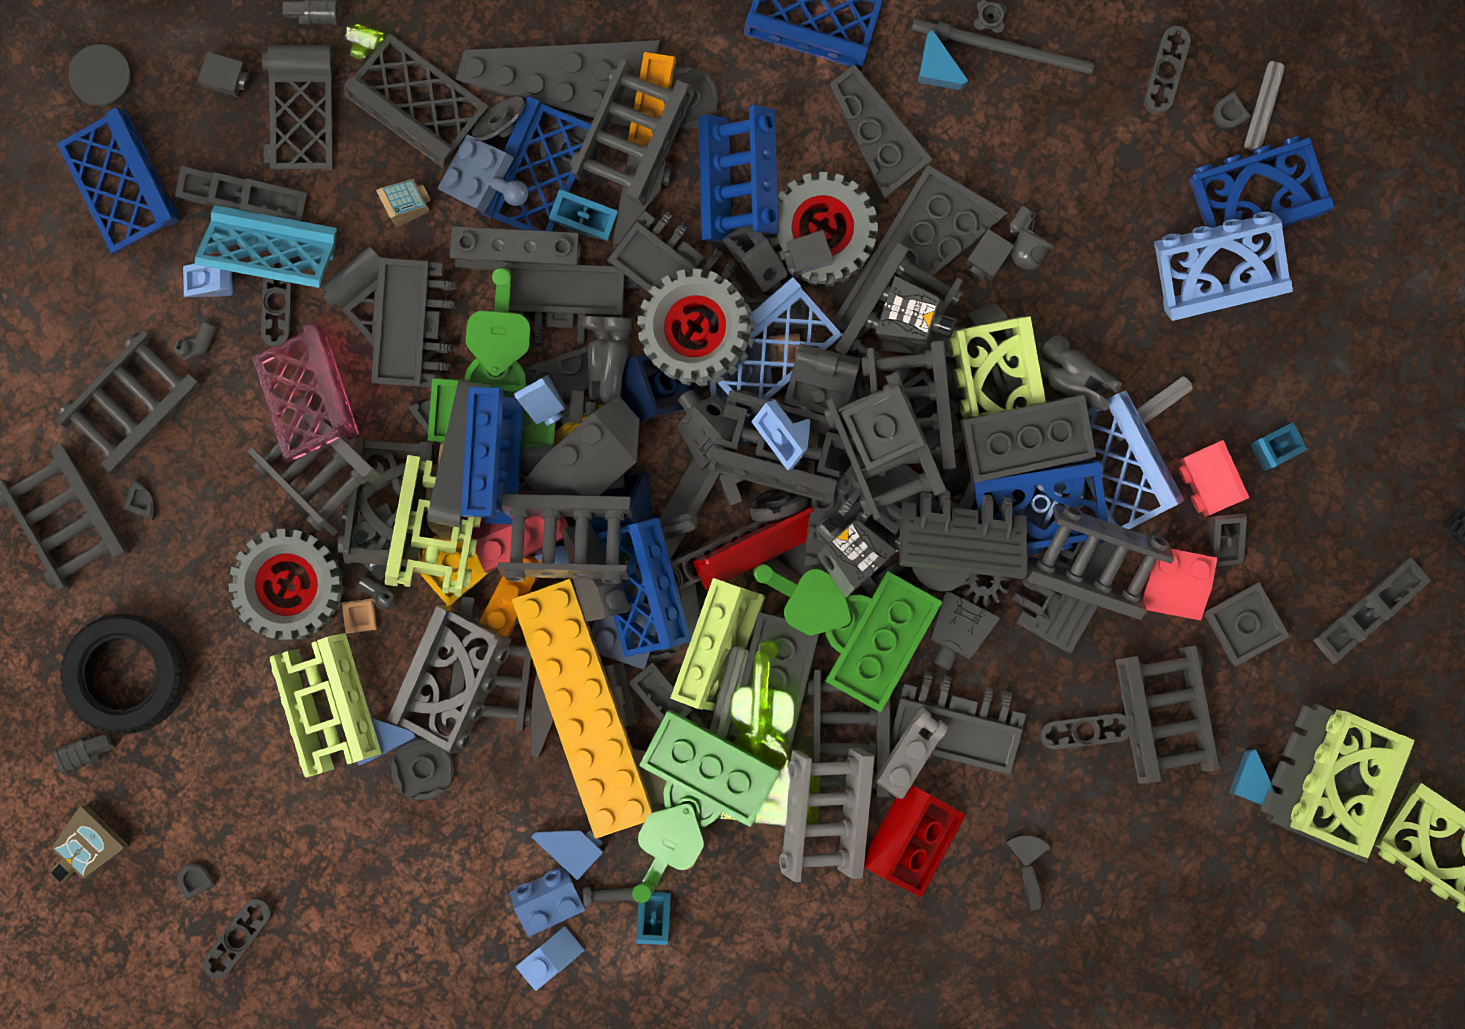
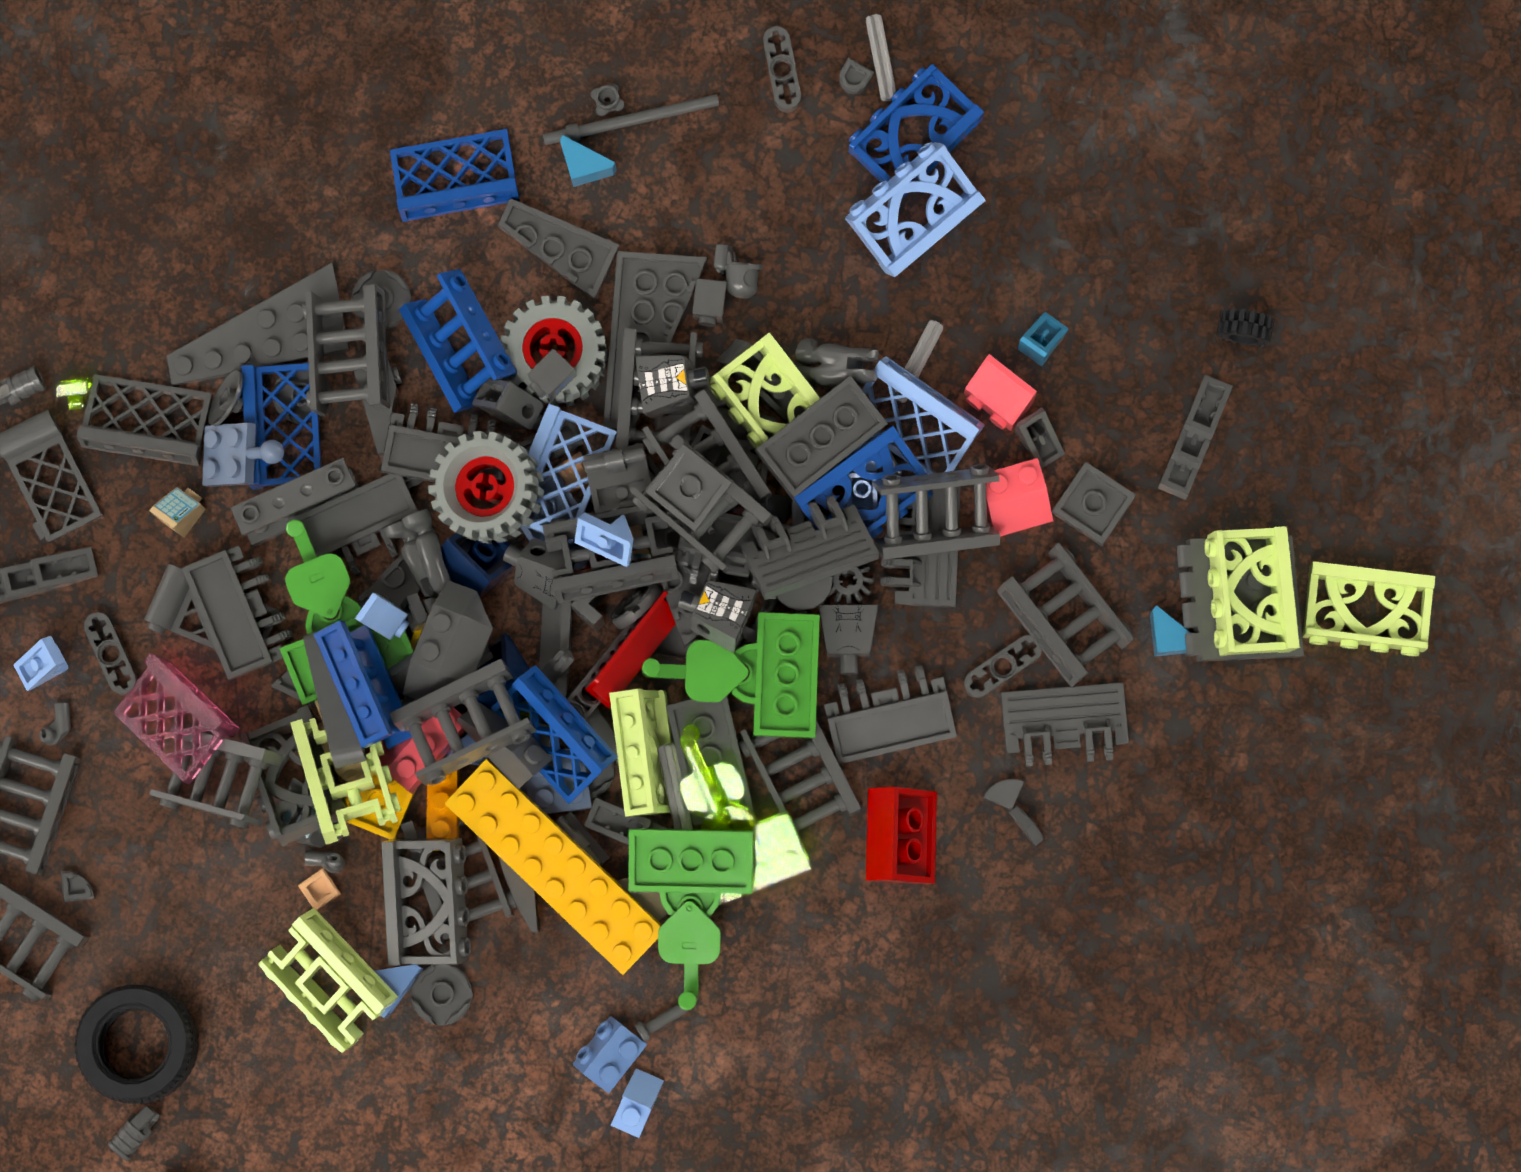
camera: 15 degrees left, 5 degrees down
(257, 568) = (208, 893): light grey wheel -> none
(264, 234) = (68, 599): medium azure fence -> none
(571, 848) = (607, 996): medium blue slope -> none
(582, 215) = (341, 442): dark azure slope -> none
(654, 920) = (710, 1020): dark azure slope -> none
(659, 71) = (346, 287): light orange plate -> none
(854, 820) = (840, 841): light grey fence -> none
(910, 754) = (860, 761): light grey plate -> none
(1119, 806) = (1065, 716): none -> dark grey hinge

